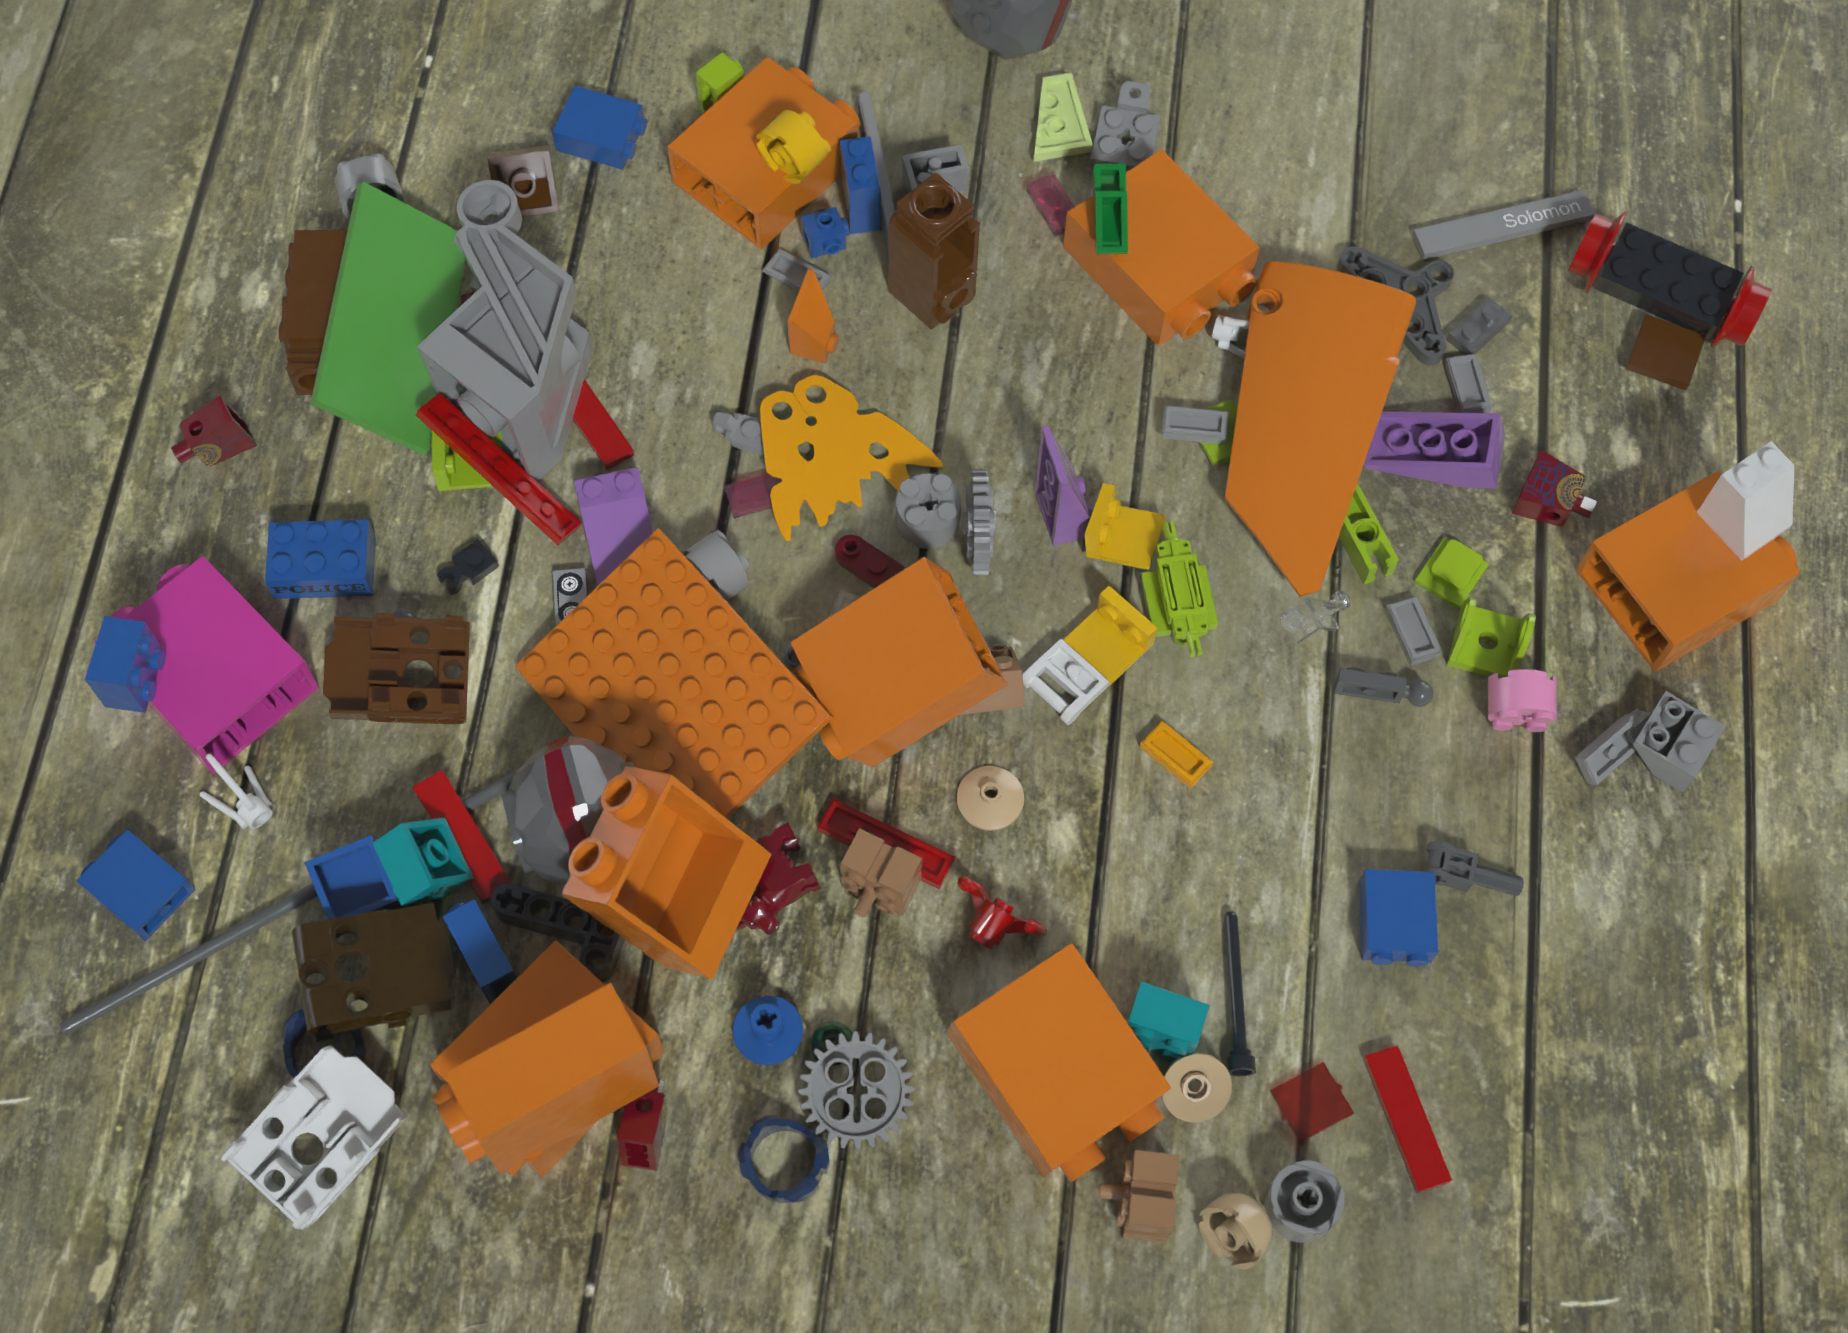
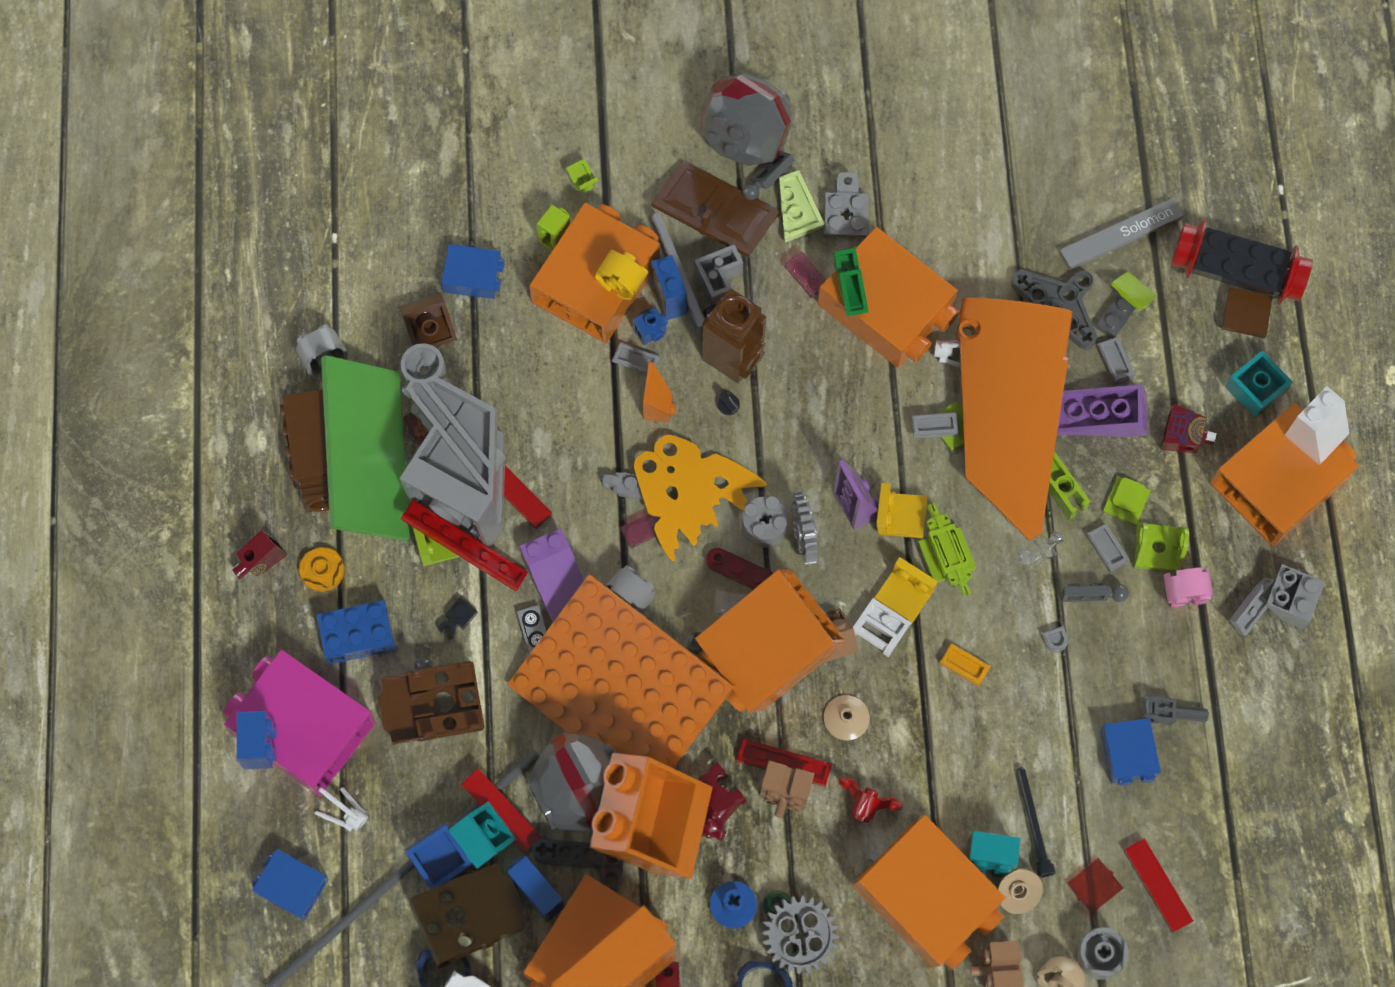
camera: 10 degrees left, 5 degrees up
(297, 471) = (321, 569): none -> light orange tile
(775, 34) = (581, 175): none -> lime bracket
(911, 351) = (728, 404): none -> black plate
(947, 103) = (715, 208): none -> reddish brown door
(1026, 74) = (767, 175): none -> dark grey plate
(1315, 742) = (1055, 639): none -> light grey tile
(1509, 298) = (1134, 291): none -> lime piece
(1668, 445) = (1259, 384): none -> teal brick

